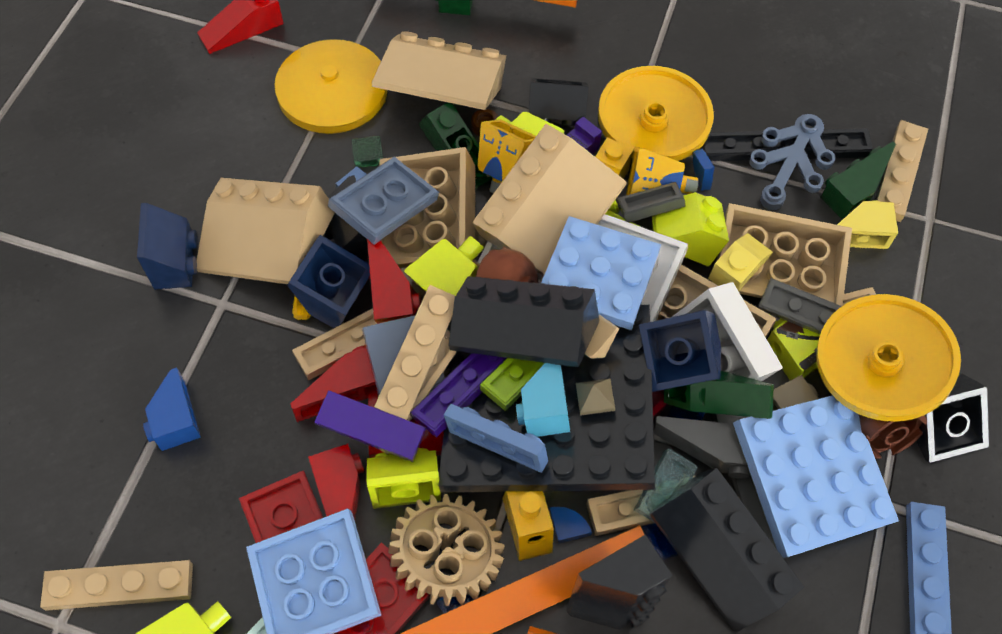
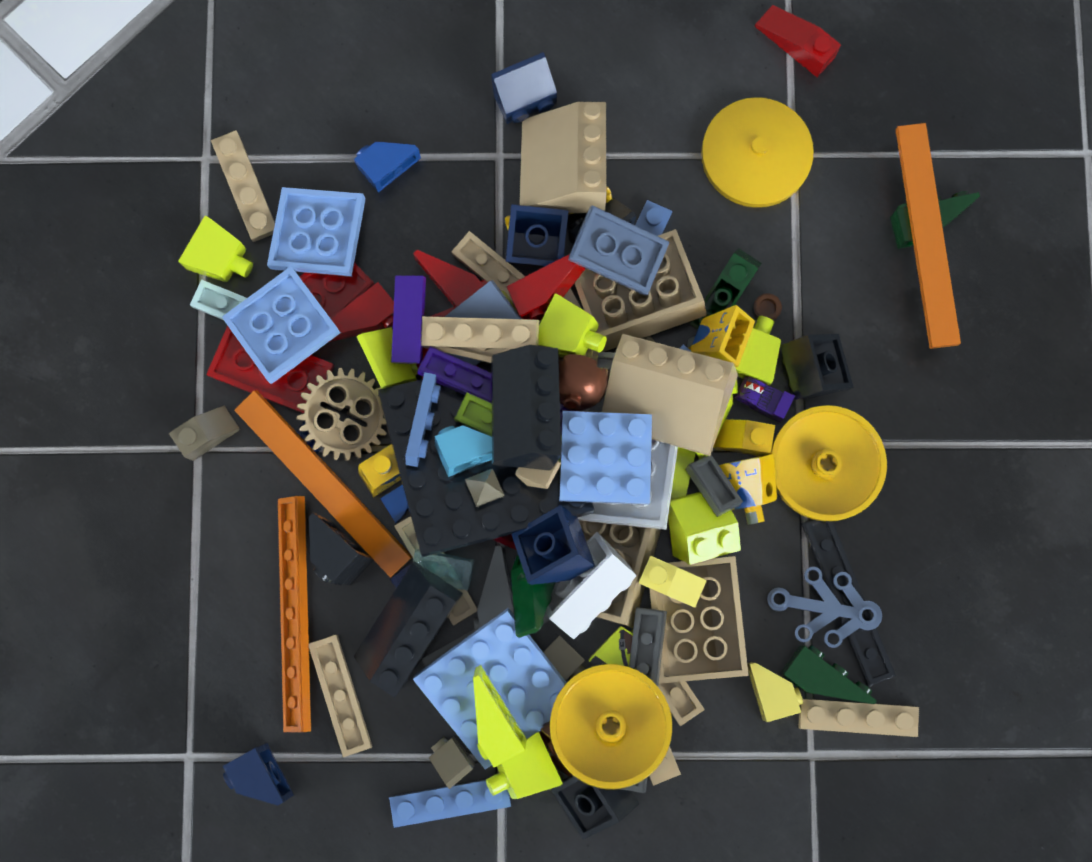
camera: 75 degrees right, 20 degrees up
(216, 511) = (316, 231): none -> light blue plate
(367, 151) = (694, 214): clear green tile -> none
(441, 70) = (793, 247): tan slope -> none
(703, 169) = (784, 525): blue tile -> none
(859, 479) = (496, 728): none -> neon yellow slope
(890, 547) = (451, 761): none -> dark tan slope
(911, 474) = (526, 772): none -> neon yellow torso

